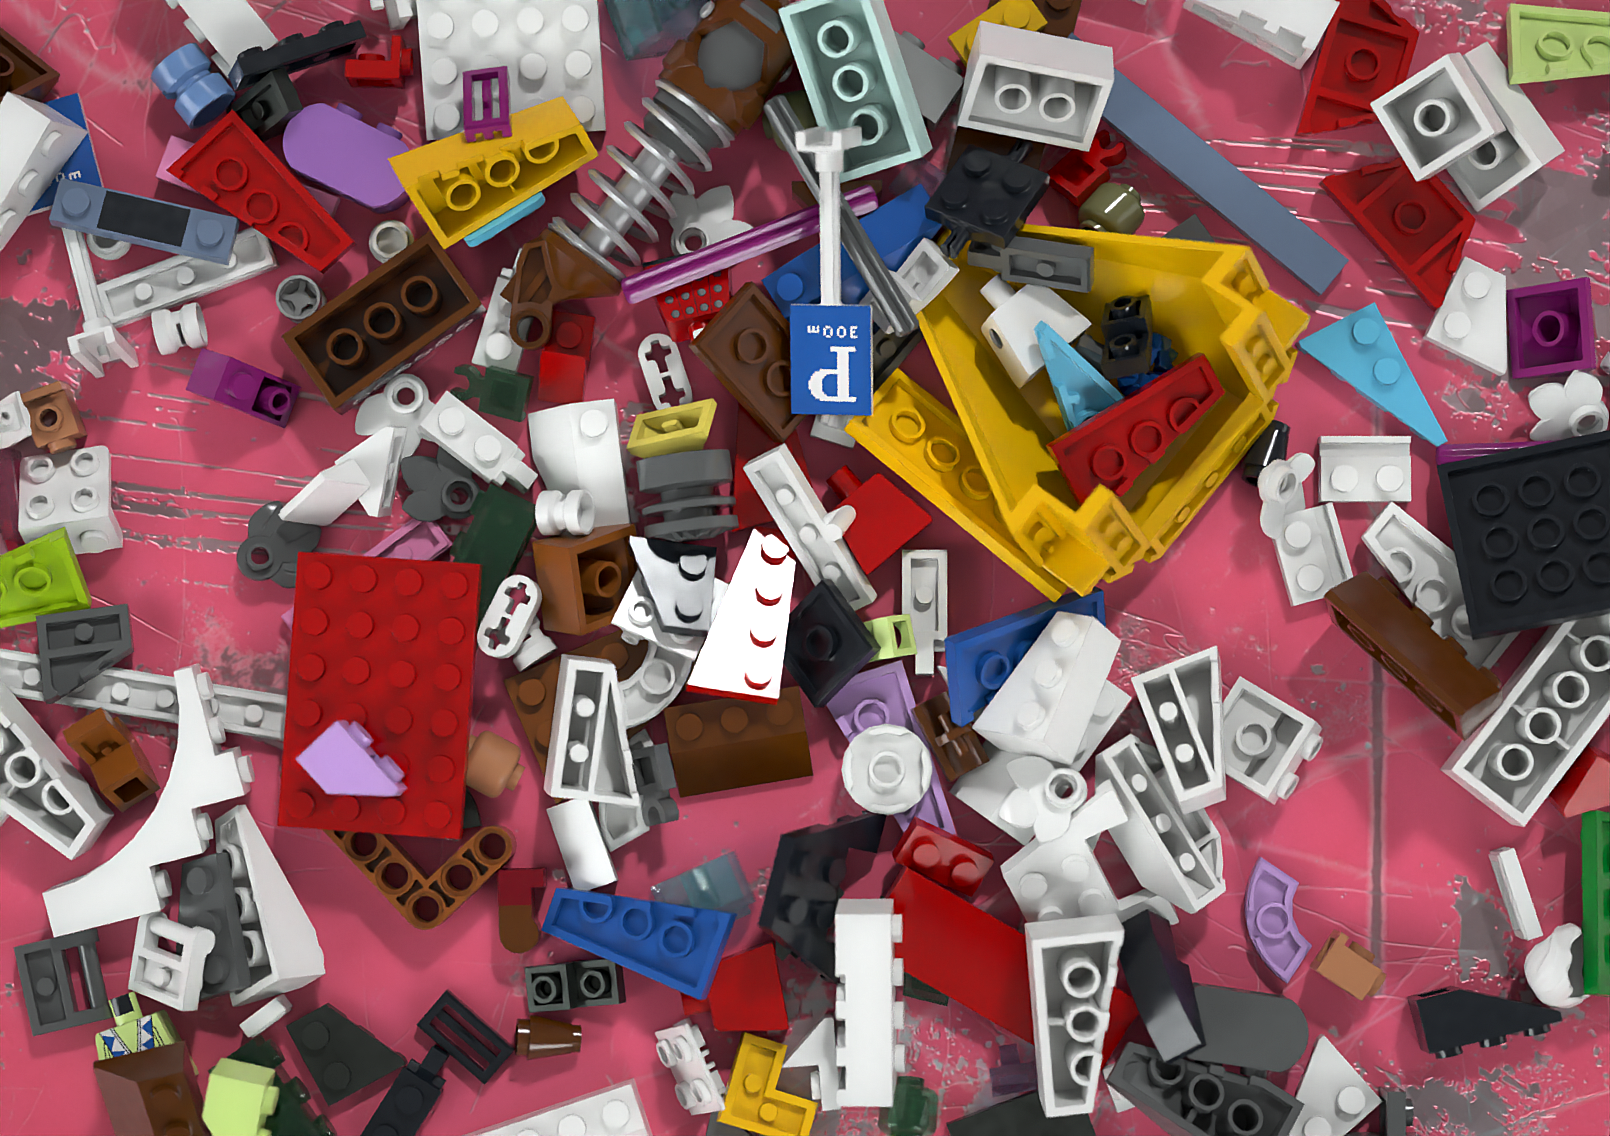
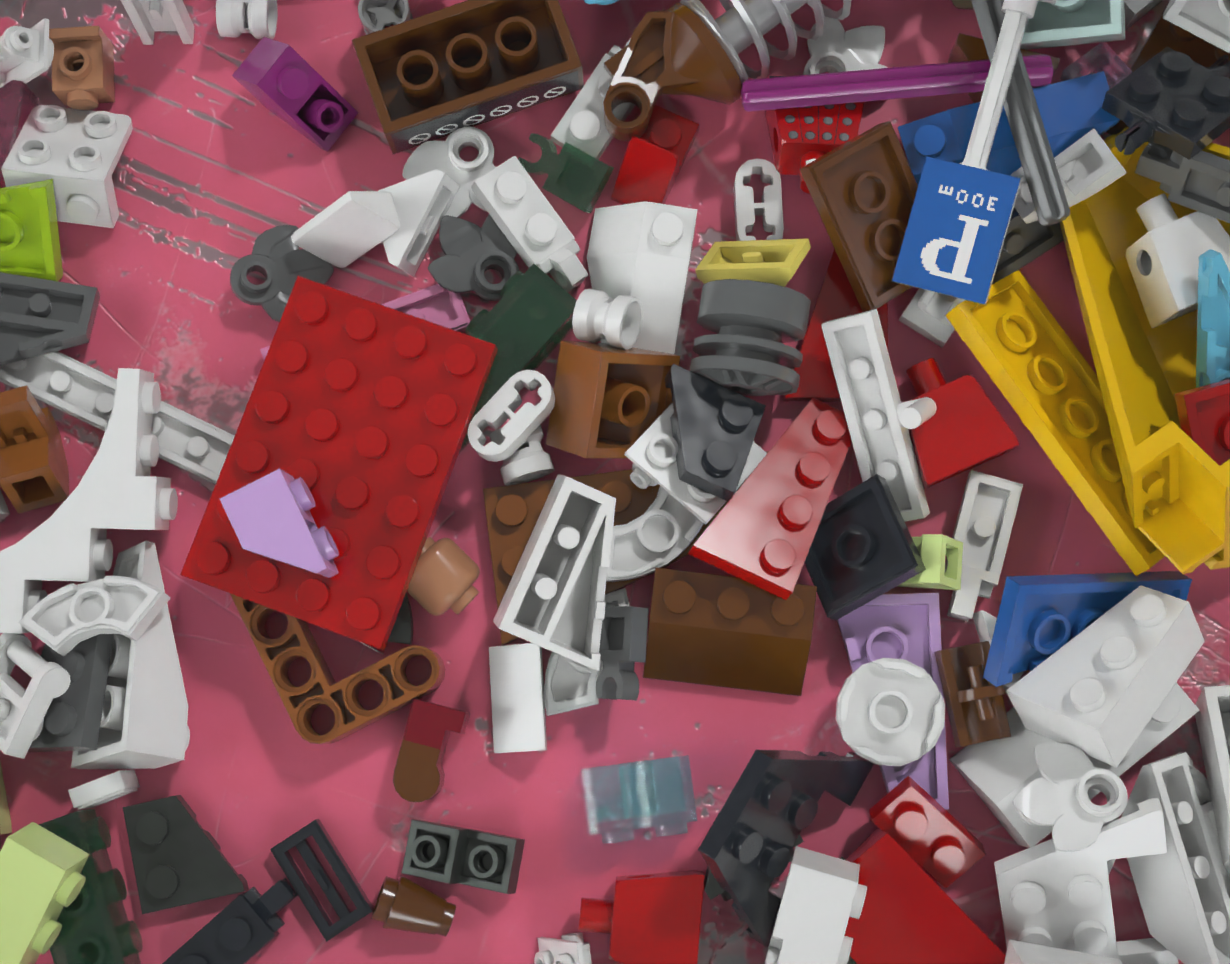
camera: 20 degrees right, 5 degrees down
(215, 872) = (94, 608): none -> white tile
(651, 937) = (568, 829): blue wing -> none

